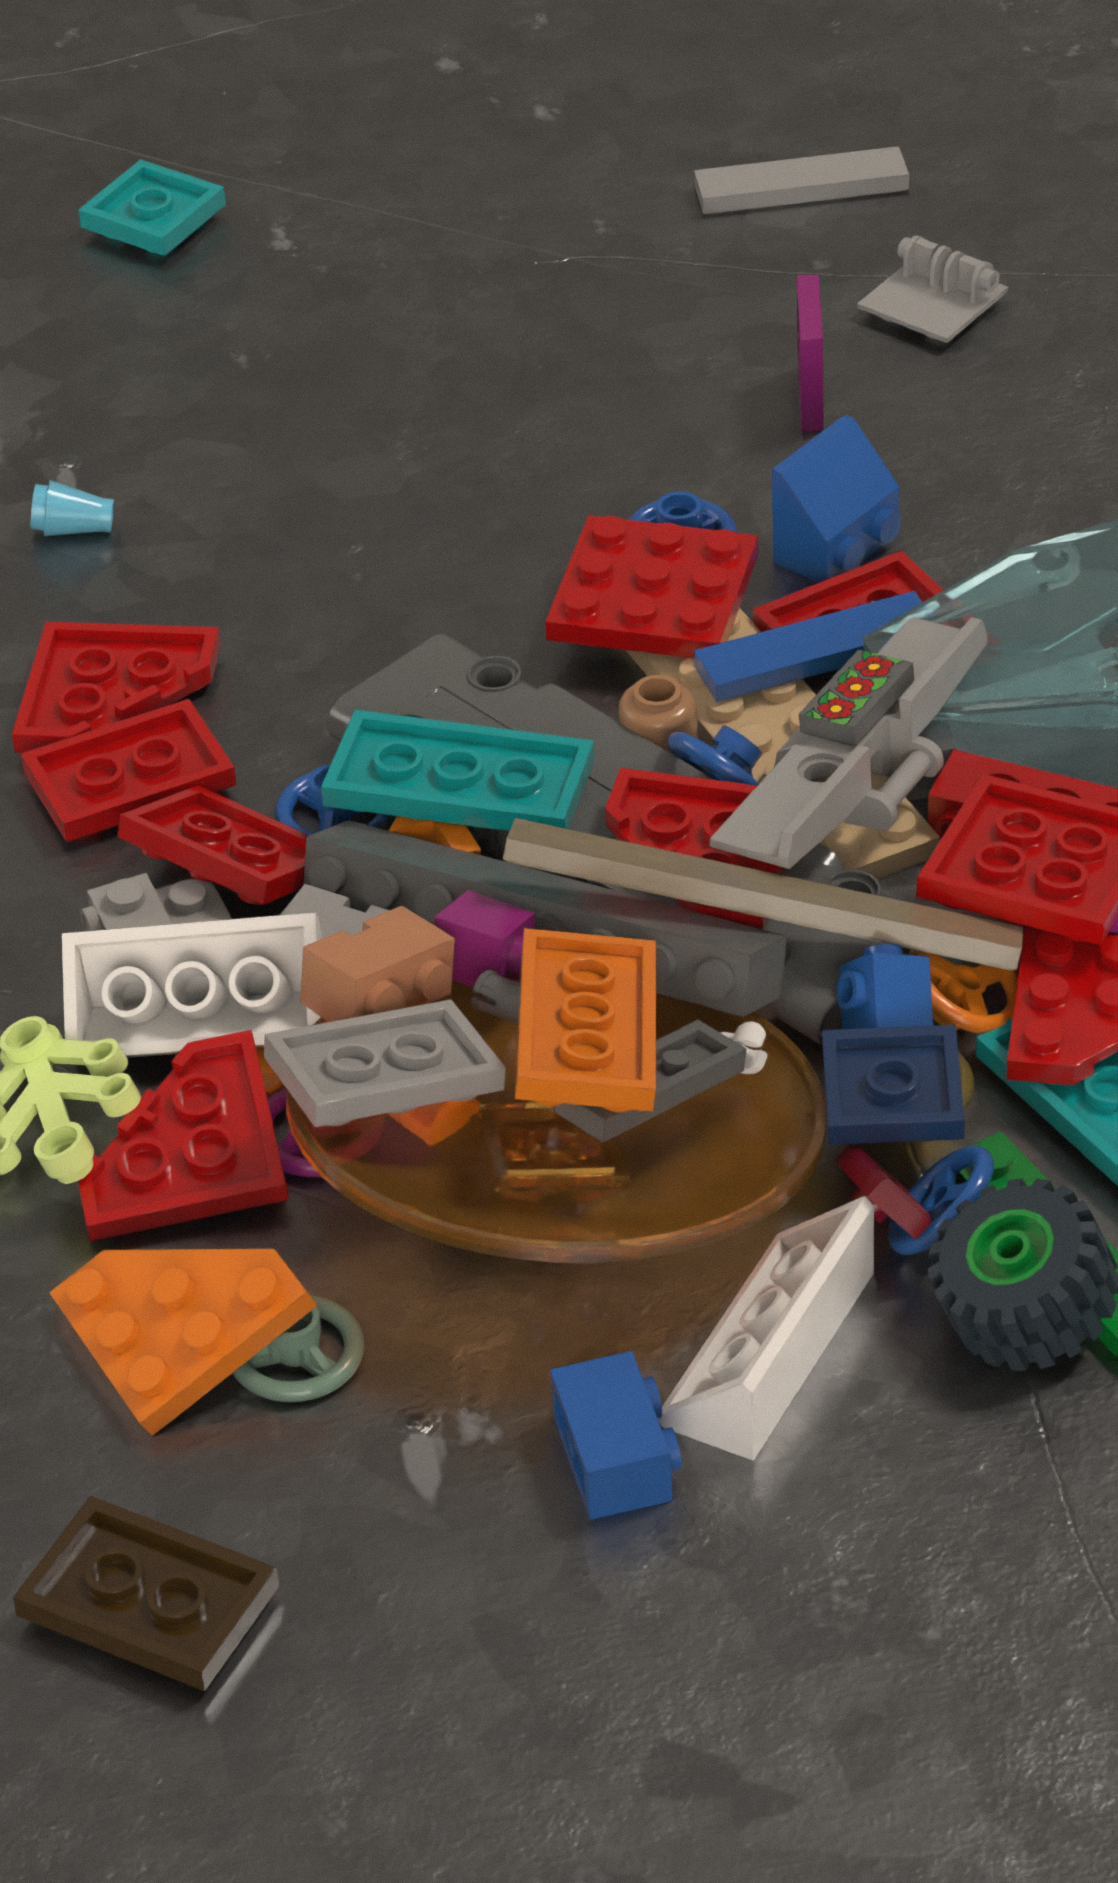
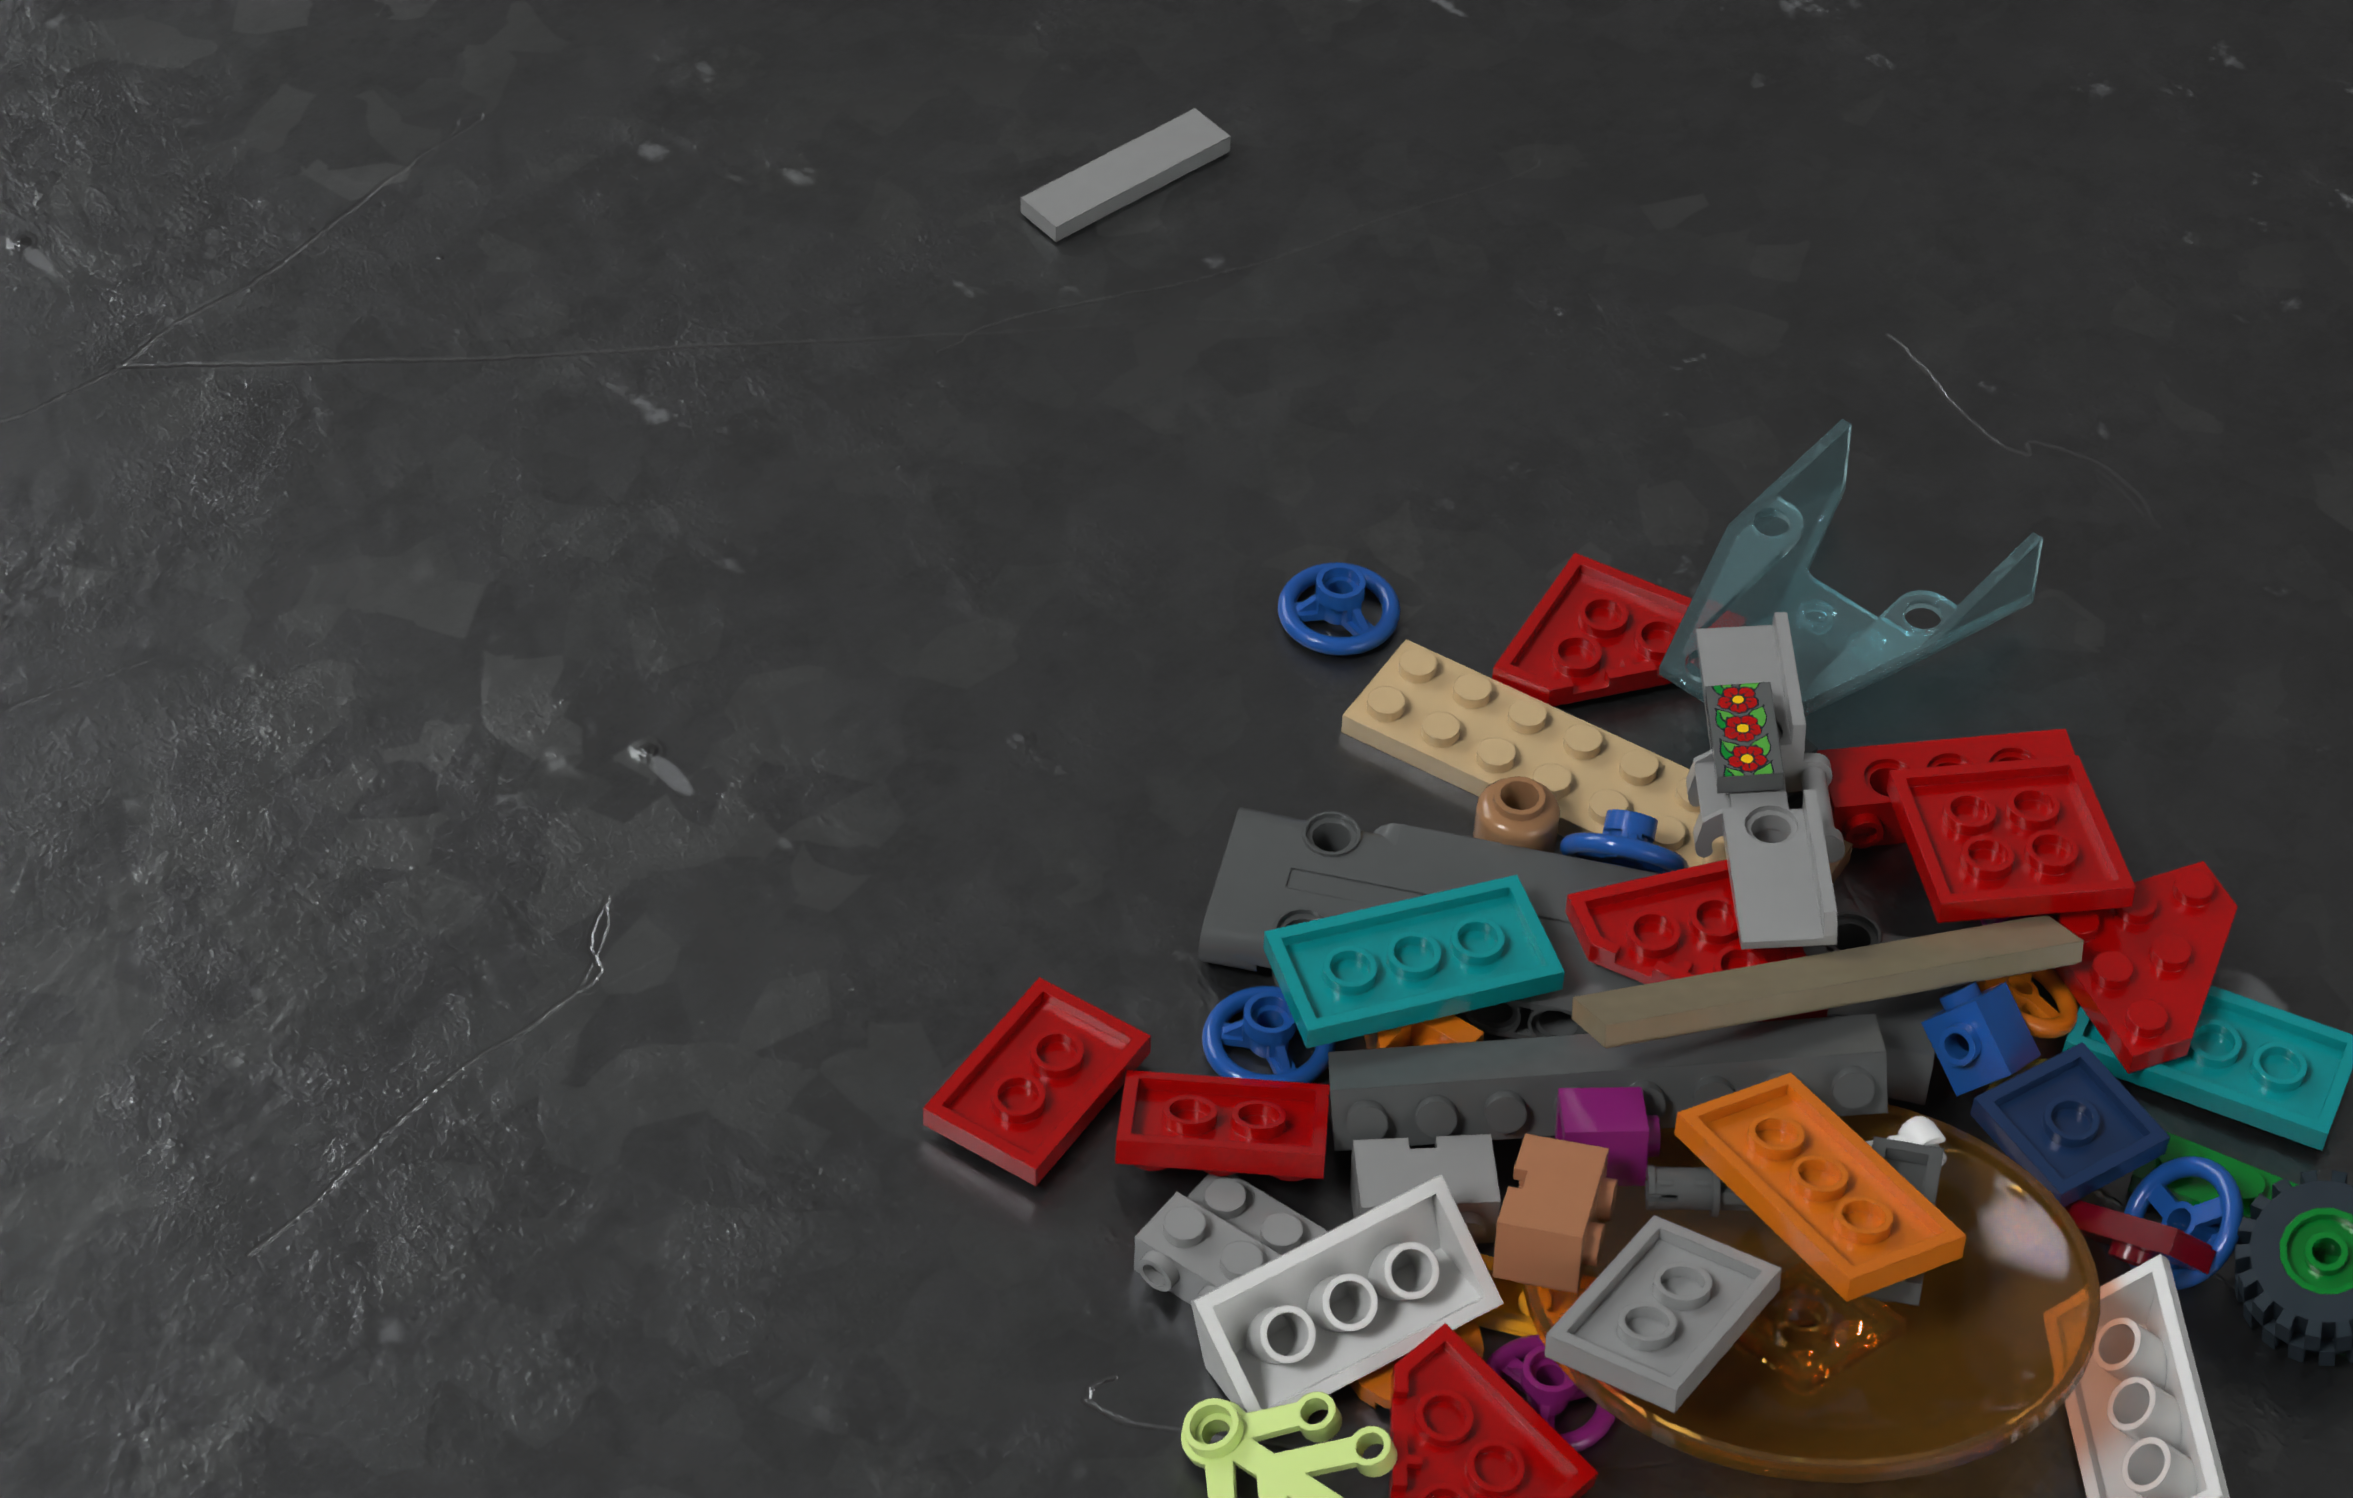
camera: 35 degrees left, 5 degrees up
(68, 511) = (719, 807): medium azure cone -> none
(107, 674) = (925, 986): red plate -> none
(152, 207) = (499, 420): teal plate -> none
(651, 586) = (1392, 681): red plate -> none
(794, 649) = (1590, 690): blue tile -> none
(810, 353) = (1330, 369): magenta tile -> none
(832, 504) = (1489, 533): blue slope -> none
(935, 290) = (1359, 261): light grey hinge -> none

